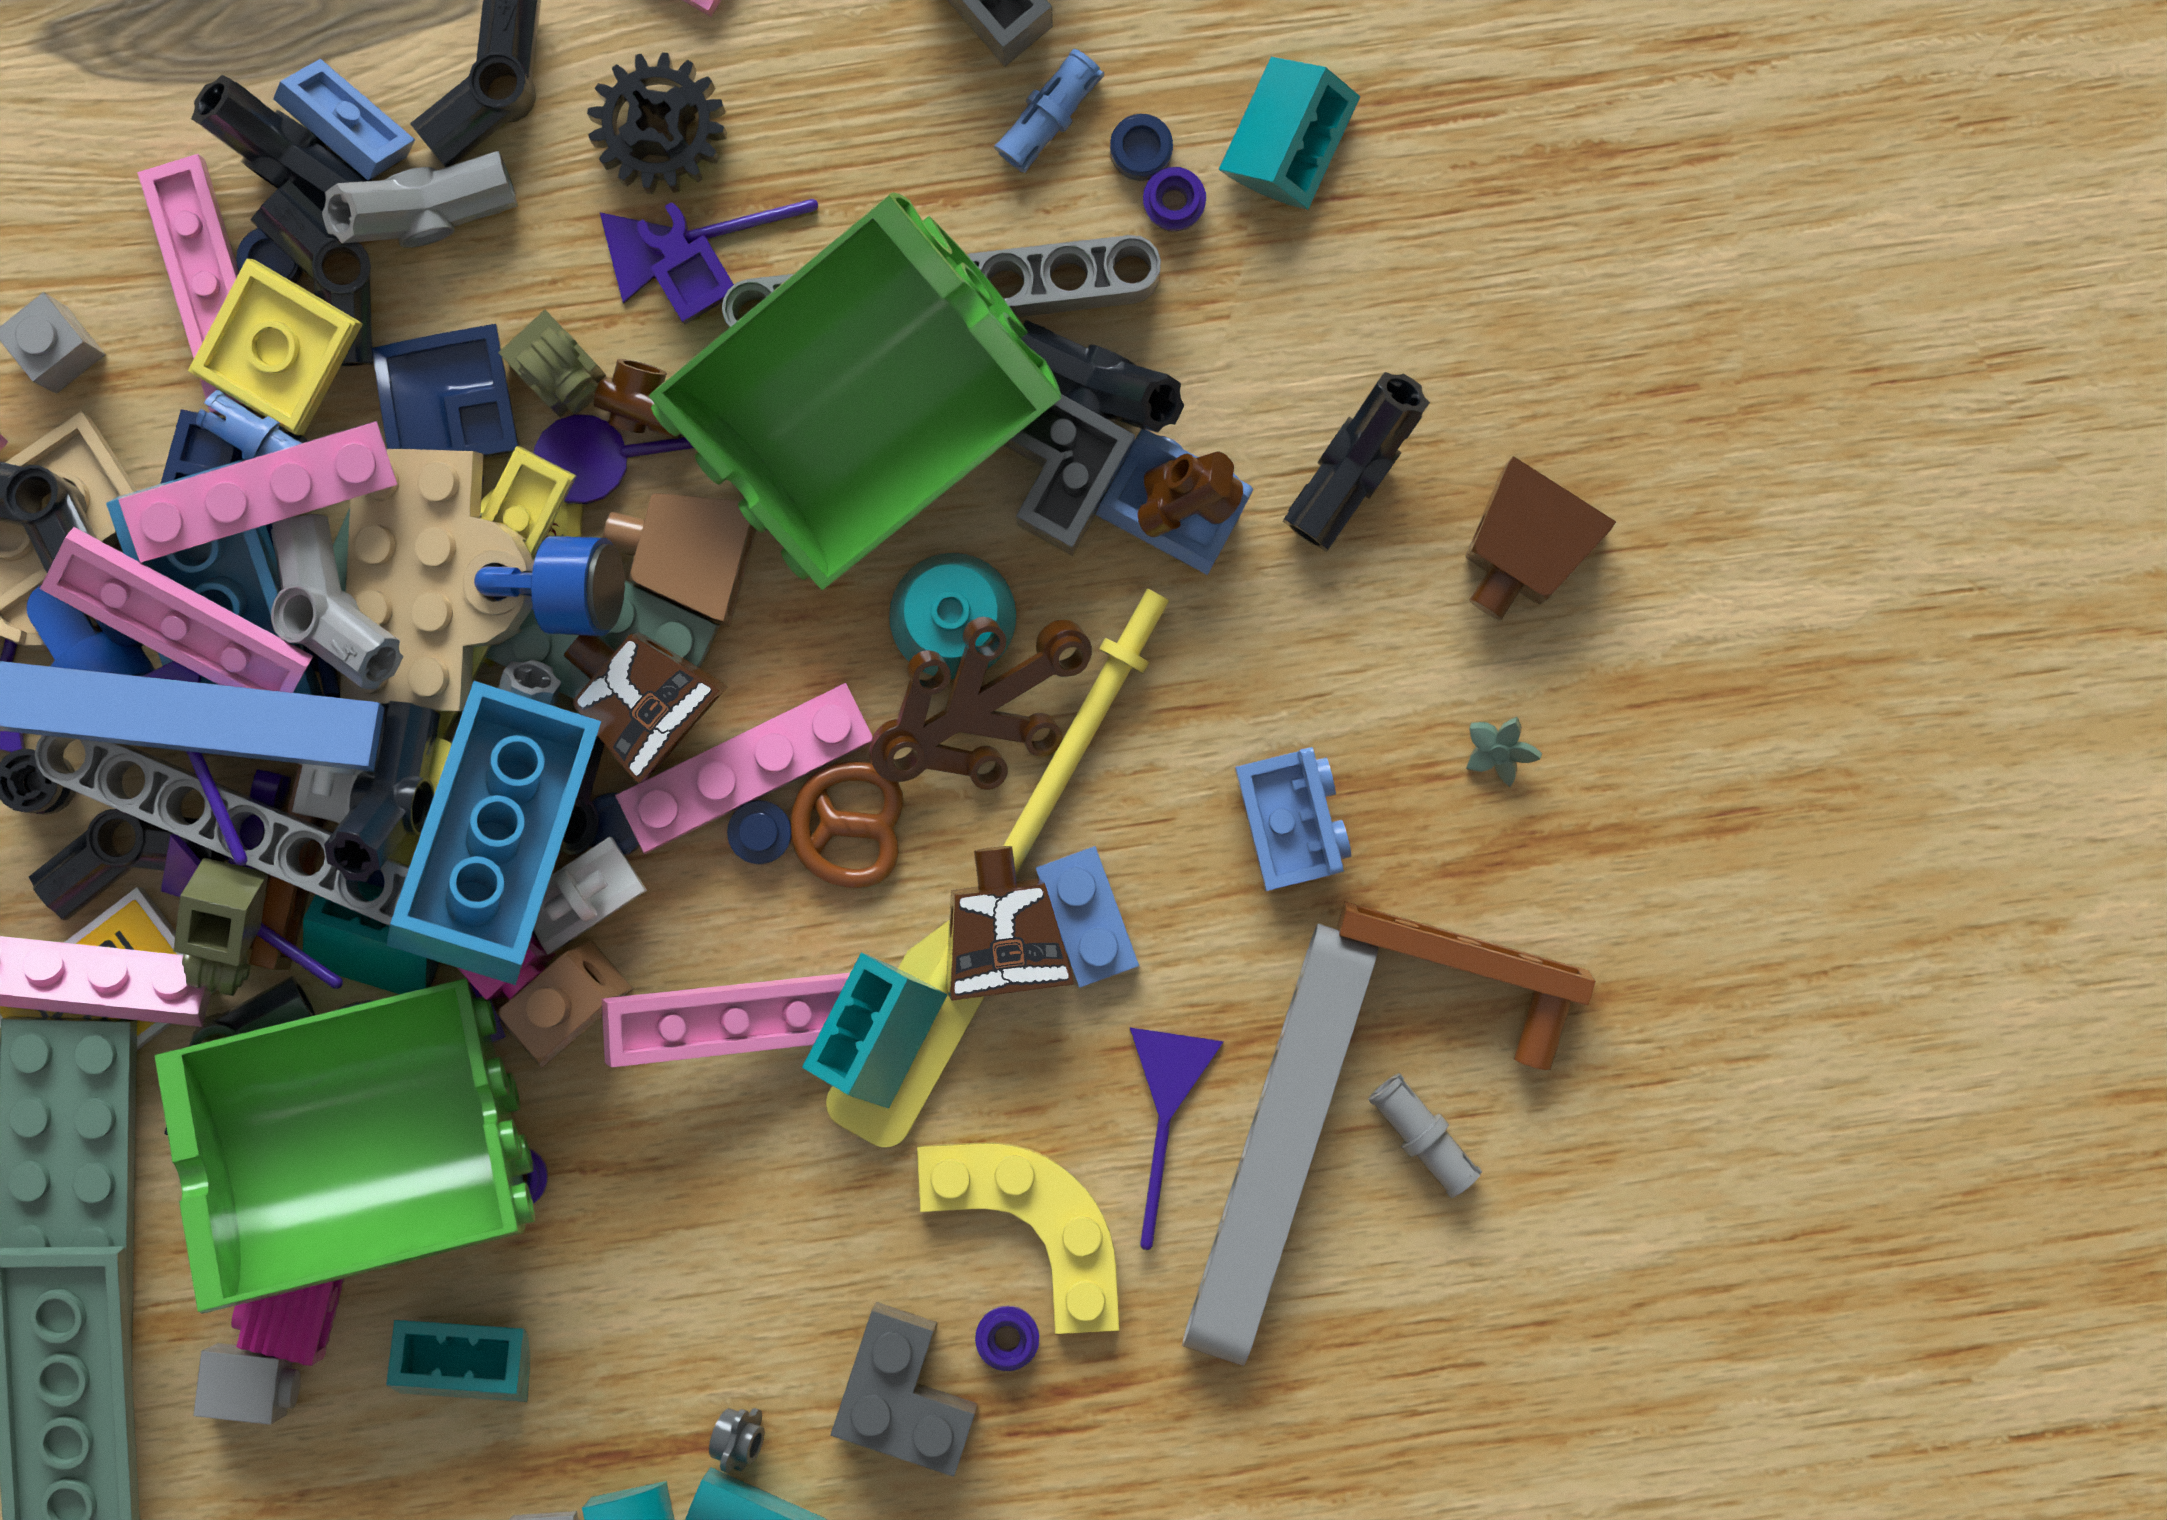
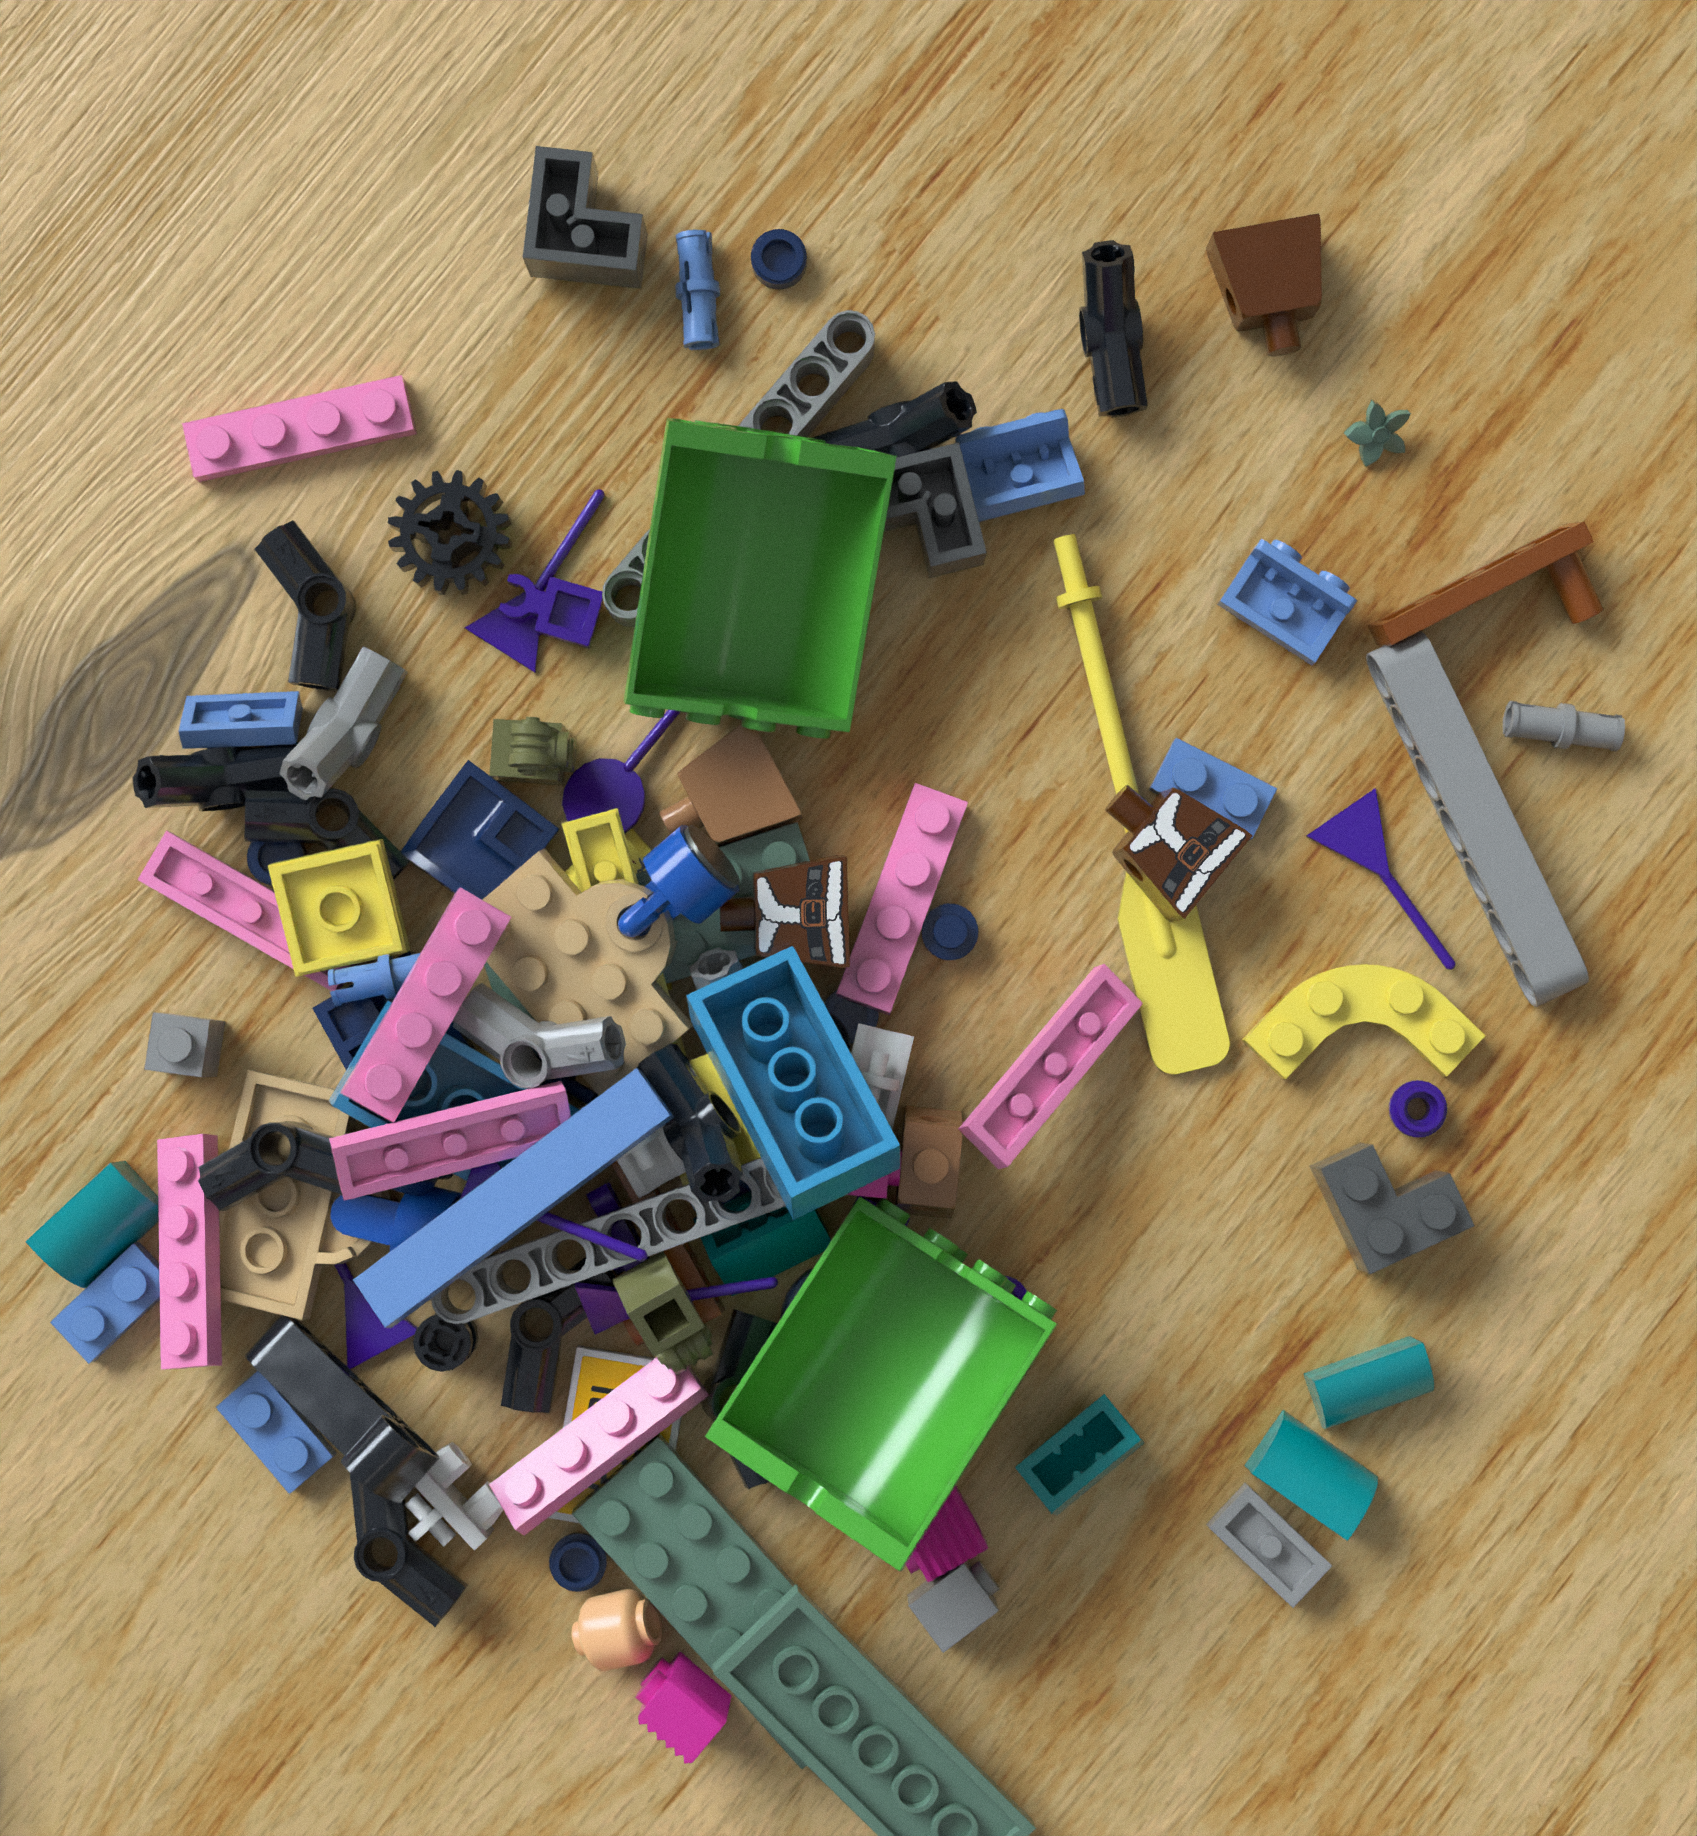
camera: 40 degrees left, 0 degrees up
(628, 397) = (605, 724): reddish brown plate -> none
(737, 1438) = (1306, 1337): dark grey plate -> none
(846, 824) = (1000, 874): dark orange piece -> none
(874, 1031) = (1148, 988): teal brick -> none
(940, 600) = (943, 674): teal cone -> none
(973, 707) = (1014, 718): reddish brown plant -> none
(1179, 180) = (836, 256): dark purple plate -> none
(1189, 488) = (1025, 444): reddish brown plate -> none
(1290, 131) = (867, 159): teal brick -> none

